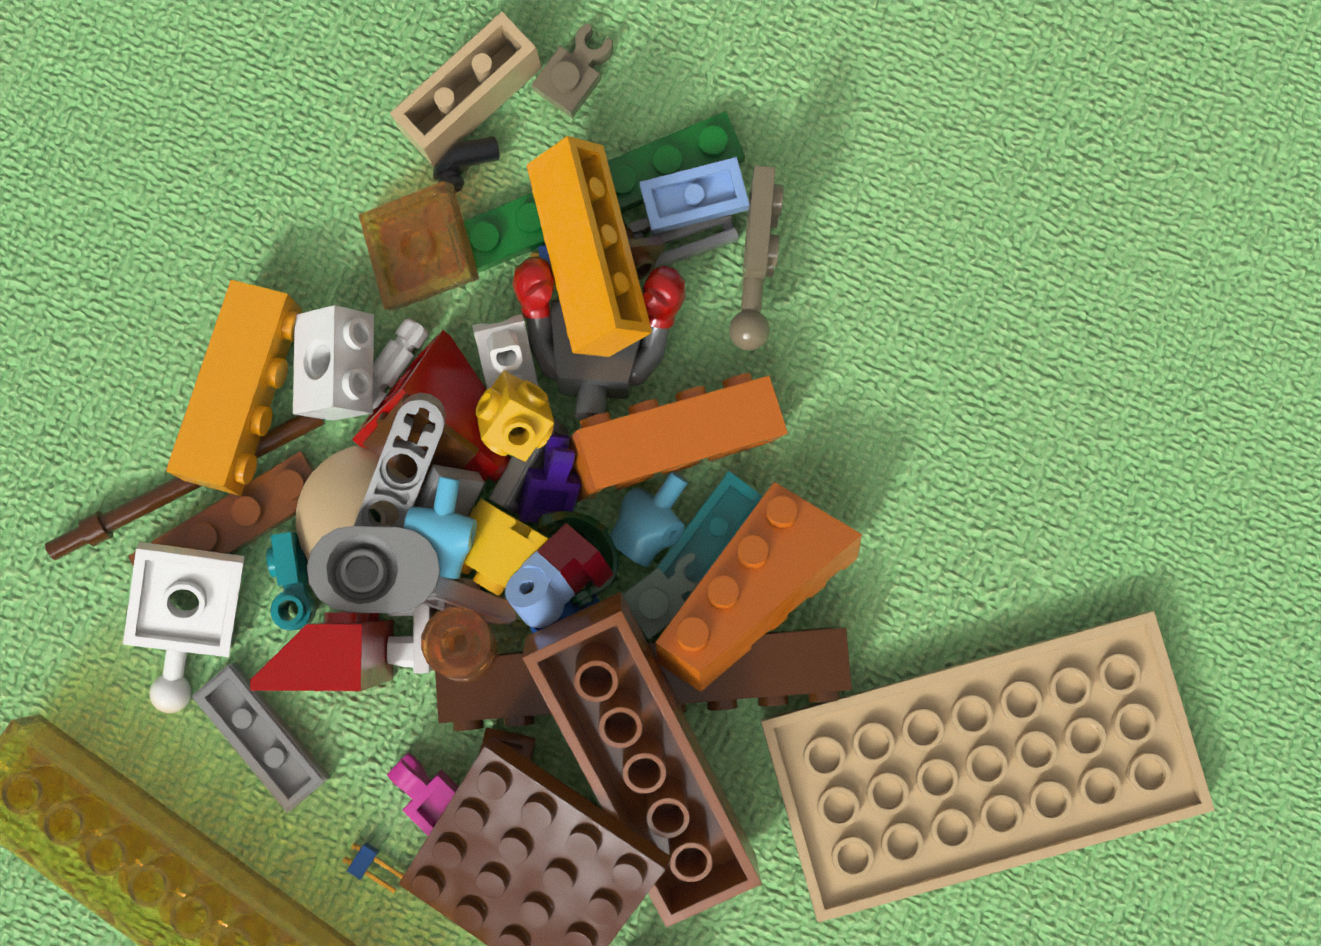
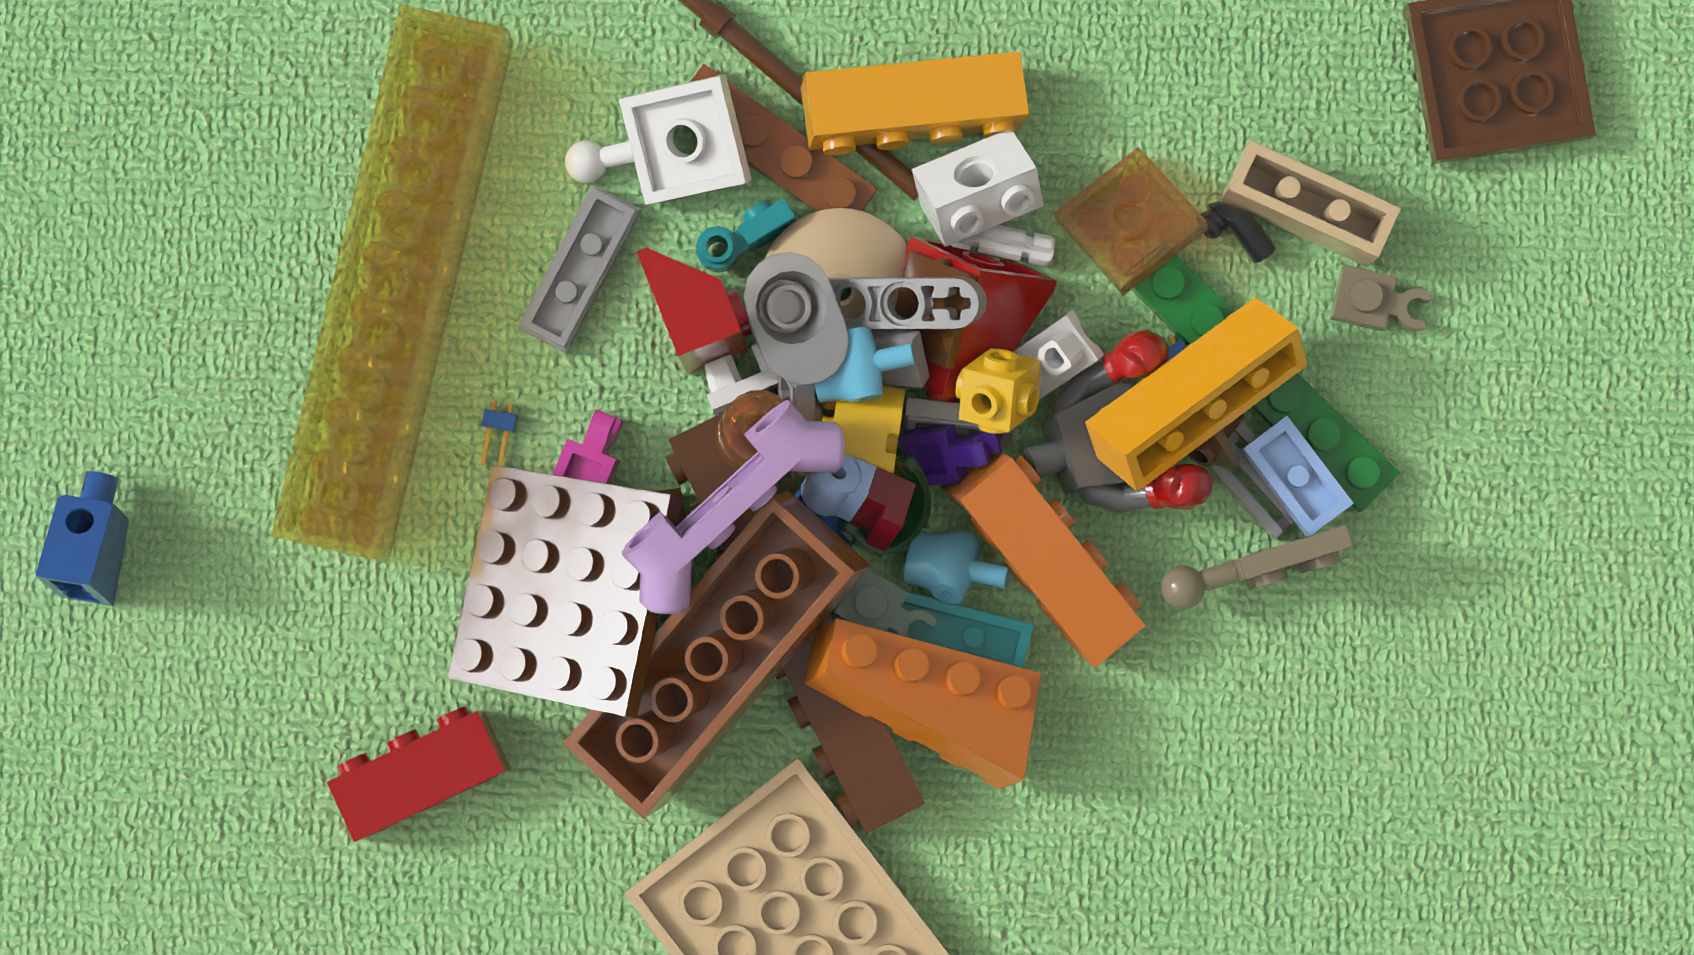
camera: 60 degrees right, 0 degrees up
(531, 774) = (666, 552): none -> lavender plate

